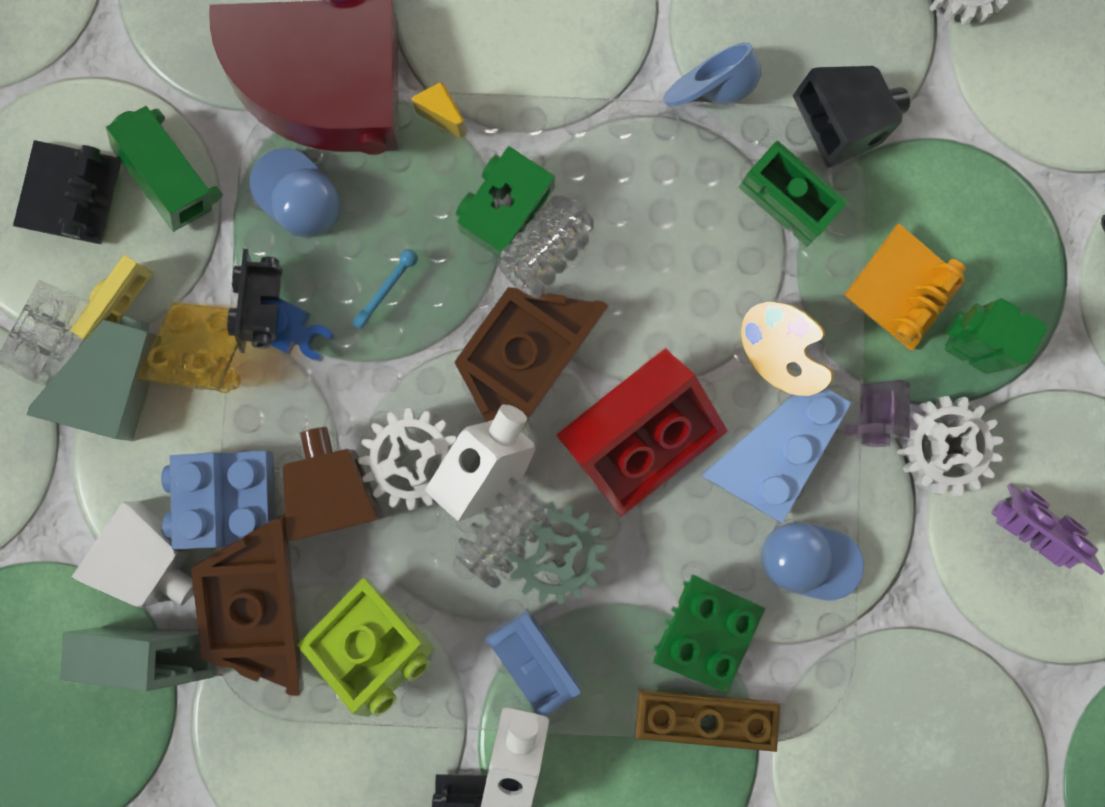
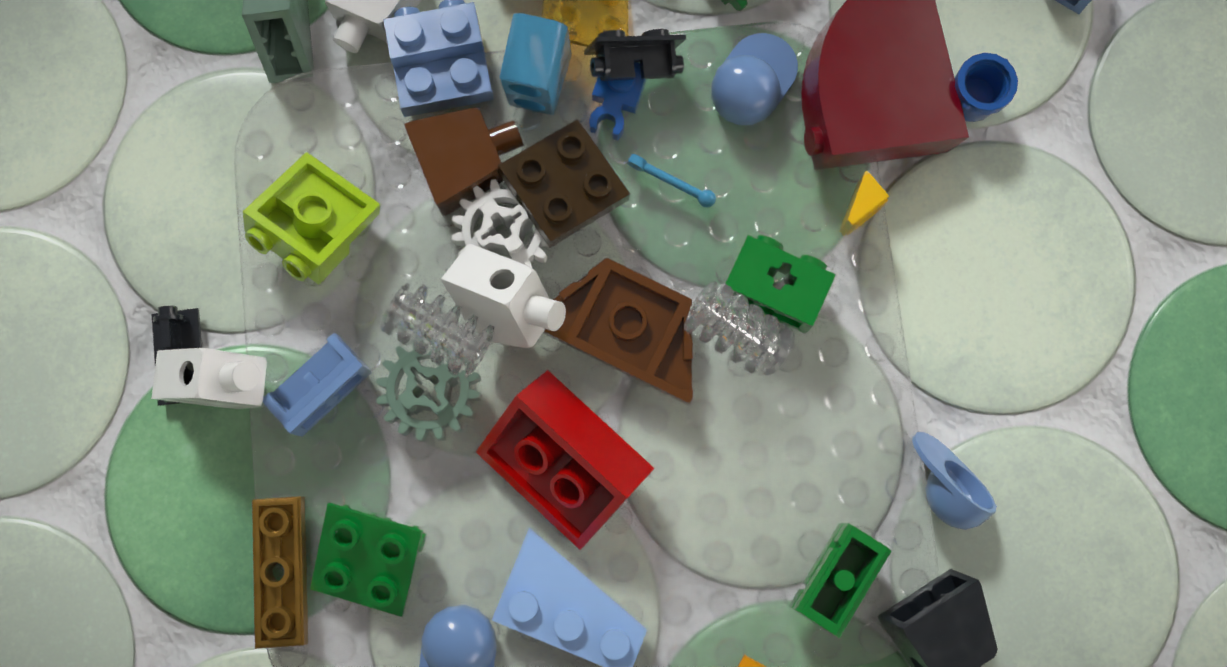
camera: 80 degrees right, 5 degrees down
(246, 401) = (535, 63): none -> dark azure piece
(250, 608) = (335, 102): reddish brown wing -> none
(374, 391) = (563, 183): none -> dark brown plate
(779, 335) = (685, 587): piece -> none

